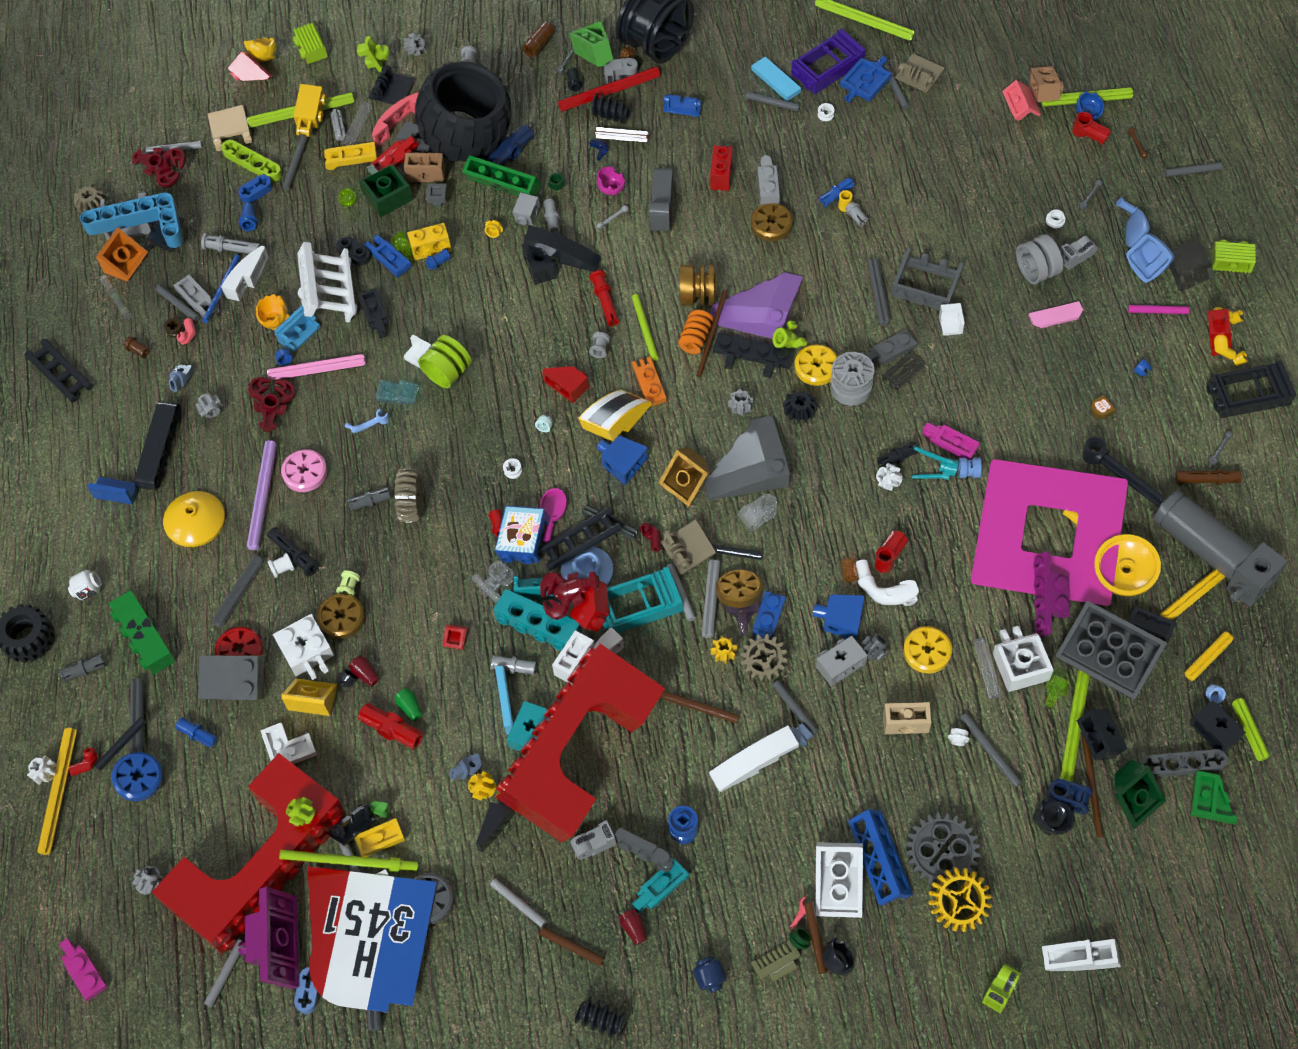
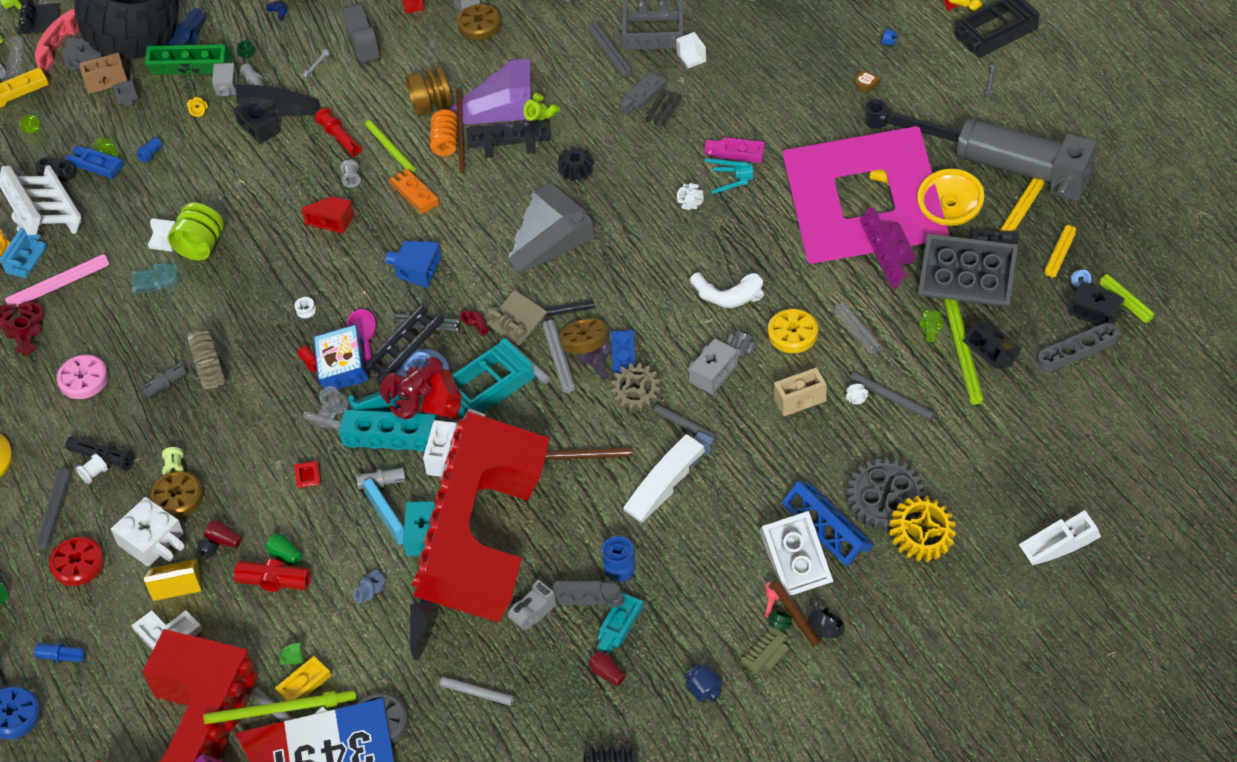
camera: 20 degrees left, 10 degrees down
(231, 677) = (78, 585): dark grey slope -> none
(261, 495) = (44, 413): lavender axle -> none
(286, 357) = (20, 281): blue hinge -> none
(300, 811) = (212, 669): lime gear -> none
(352, 826) = (269, 677): black hinge -> none
(374, 311) = (100, 214): black hinge -> none
(382, 420) = (145, 307): light blue piece -> none
(385, 189) = (69, 103): dark green hinge -> none
(396, 153) = (66, 73): red hinge -> none
(429, 241) = (133, 134): yellow brick -> none
(482, 785) = (393, 595): yellow gear -> none
(544, 423) = (317, 258): light aqua hinge -> none
(572, 946) = (546, 710): reddish brown bar -> none
(609, 181) = (301, 33): dark pink hair -> none
(614, 414) = (390, 226): slope -> none
(685, 475) = (486, 257): pearl gold slope -> none
(724, 655) = (591, 394): yellow gear -> none
(740, 402) = (515, 179): light grey gear -> none
(755, 514) = (574, 265): clear piece -> none
(810, 373) = (576, 127): yellow wheel -> none
(841, 615) = (695, 326): blue torso -> none
(849, 570) = (686, 288): clear orange hinge -> none
(852, 378) = (617, 124): light grey wheel -> none
(890, 550) = (719, 259): red piece -> none
(897, 454) = (690, 175): black pin -> none
(969, 468) = (764, 166): medium blue wheel -> none
(1001, 988) = (997, 594): lime leg -> none
(1029, 649) = (888, 307): white hinge -> none
(1054, 816) = (979, 429): black hair -> none
(1056, 315) = (788, 20): bright pink piece -> none
(1071, 795) = (984, 408): dark blue piece -> none
(1091, 781) = (1003, 395): reddish brown axle -> none
(1137, 792) = (1048, 381): dark green slope -> none
(1210, 799) = (1118, 367): green wing -> none
(1215, 476) = (999, 103): reddish brown pin -> none

